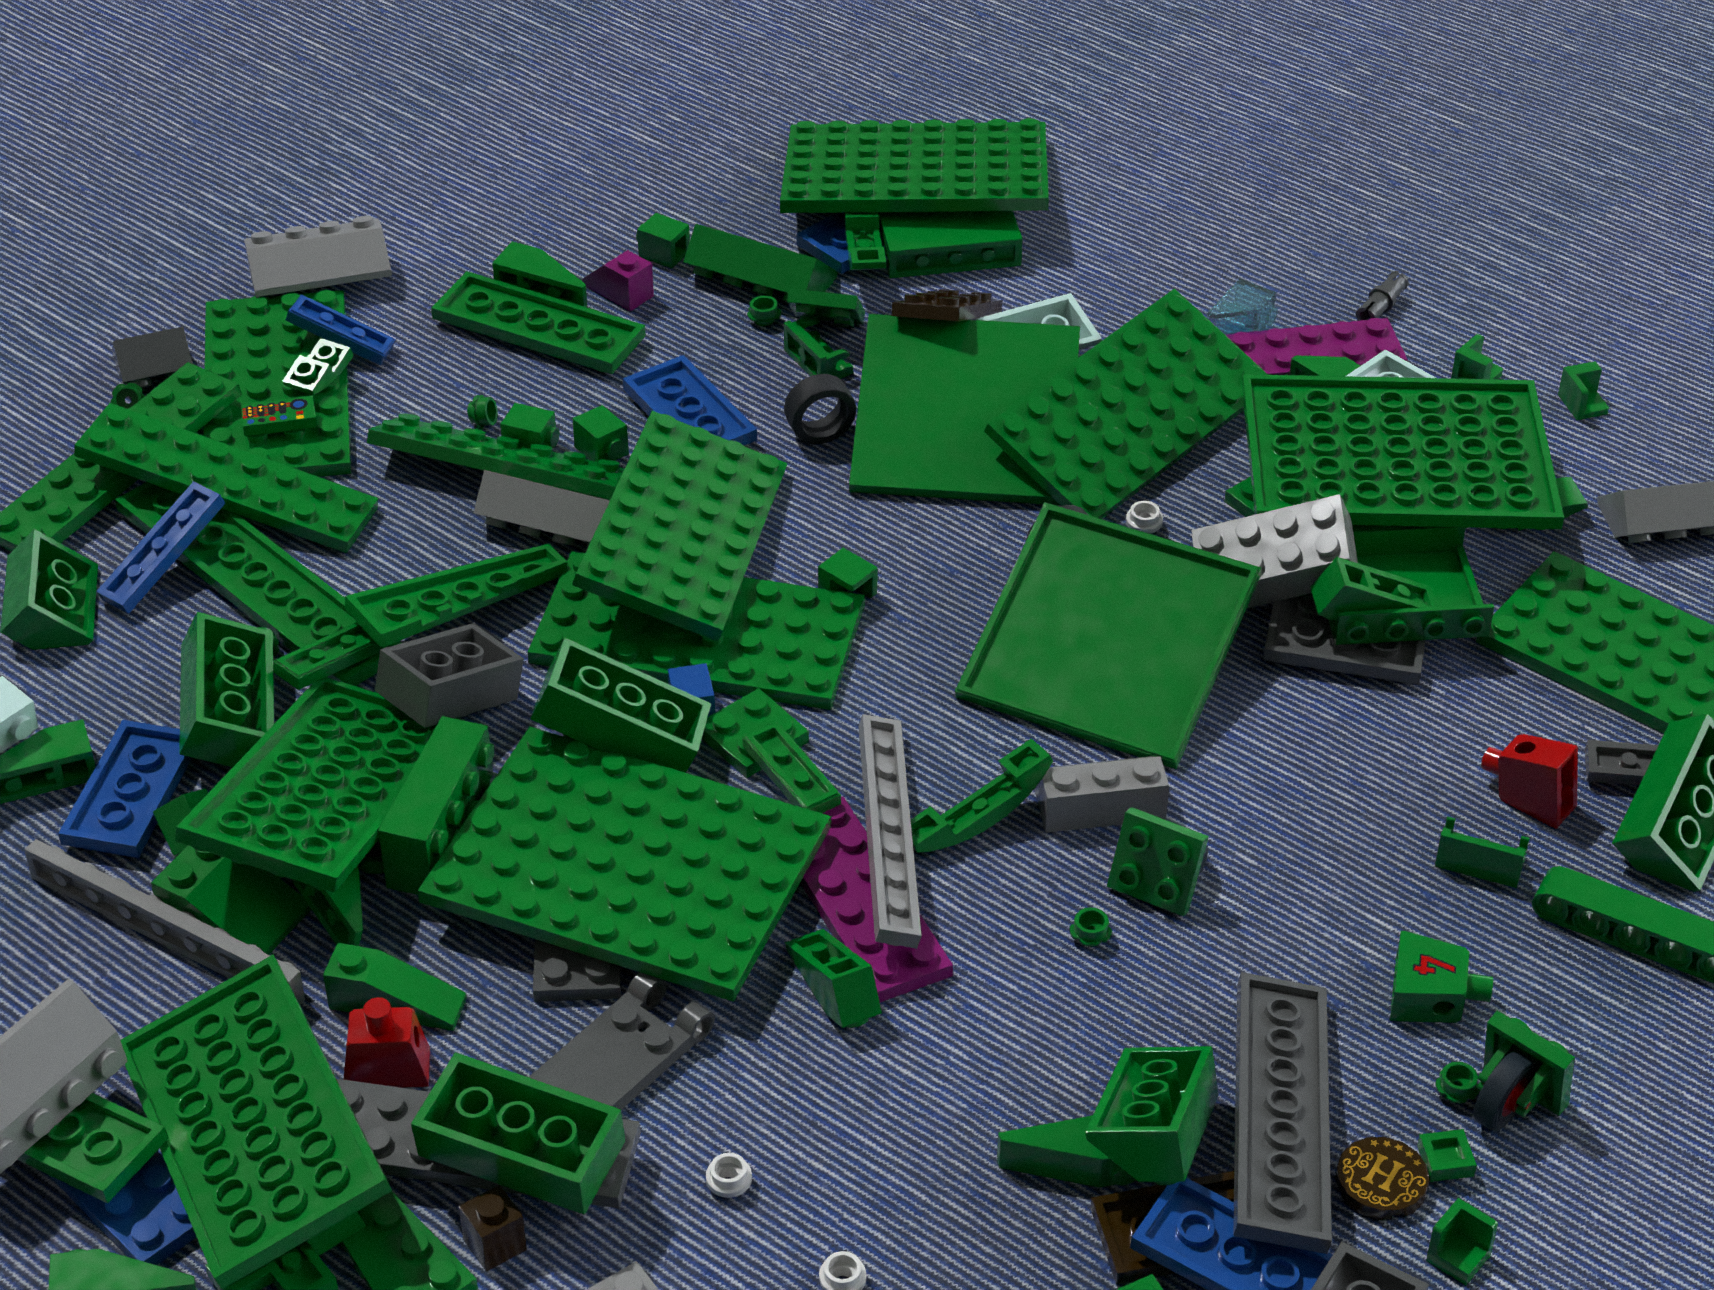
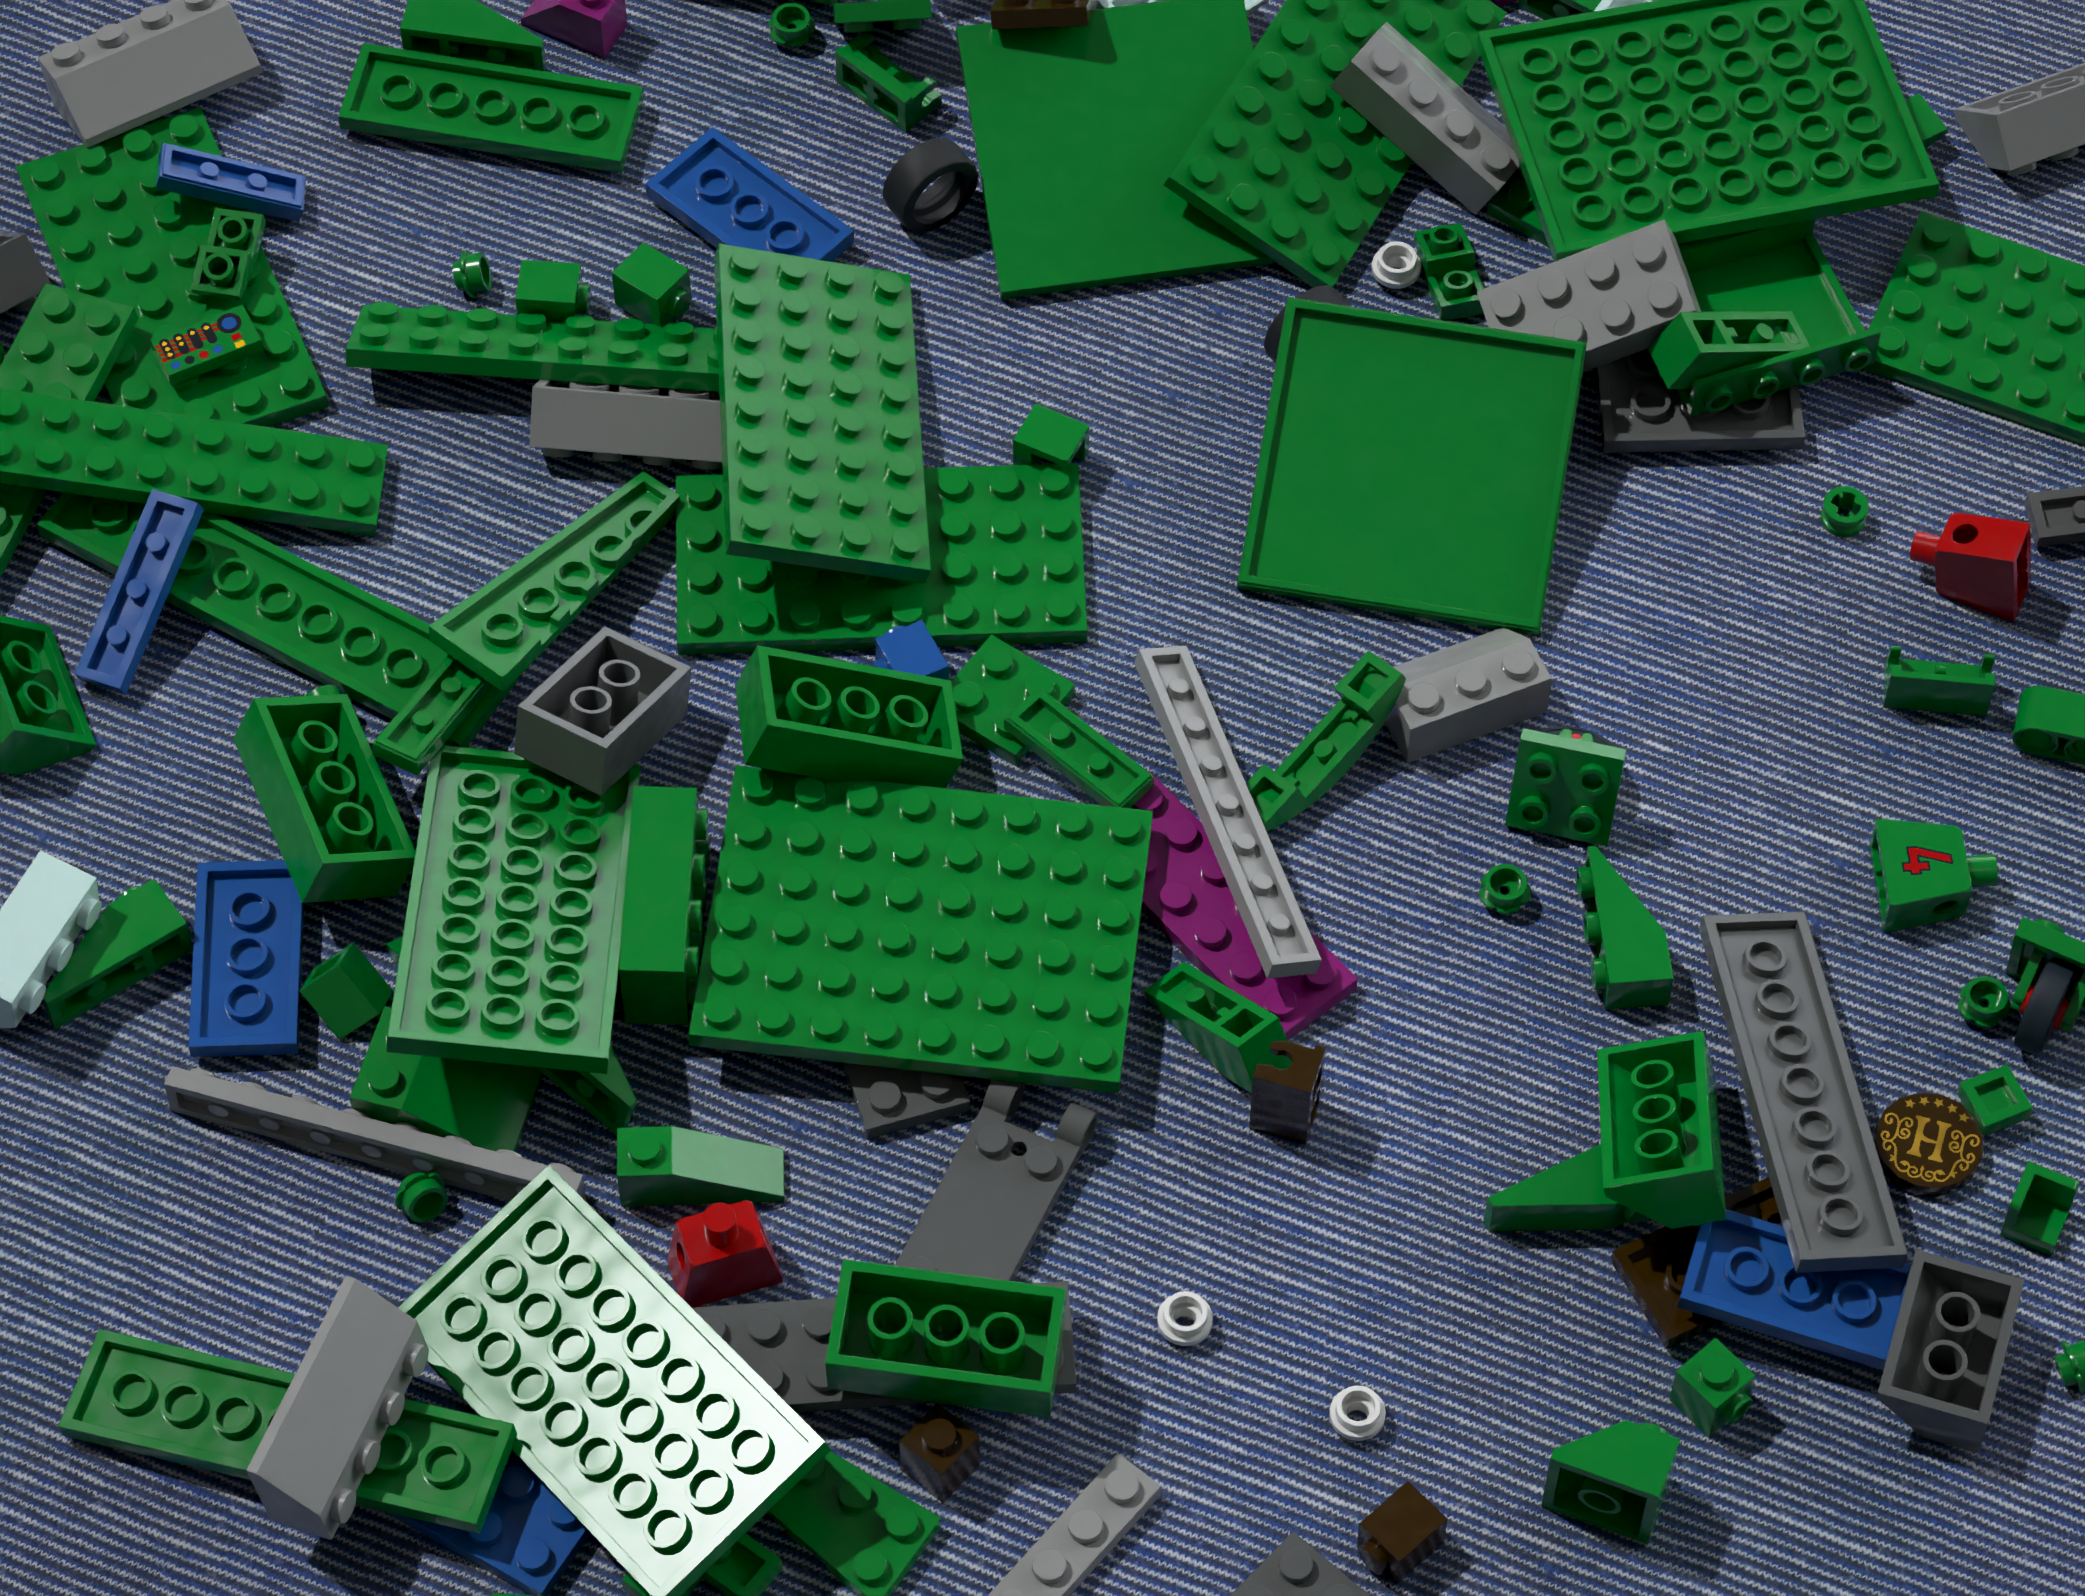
camera: 15 degrees left, 15 degrees up
(180, 976) = (421, 1197): none -> green plate
(866, 1025) = (1288, 1098): none -> dark brown hinge
(1176, 982) = (1629, 943): none -> green slope
(1181, 517) = (1449, 271): none -> green slope
(1191, 424) = (1429, 117): none -> light grey slope
(1439, 739) = (1844, 497): none -> green bush

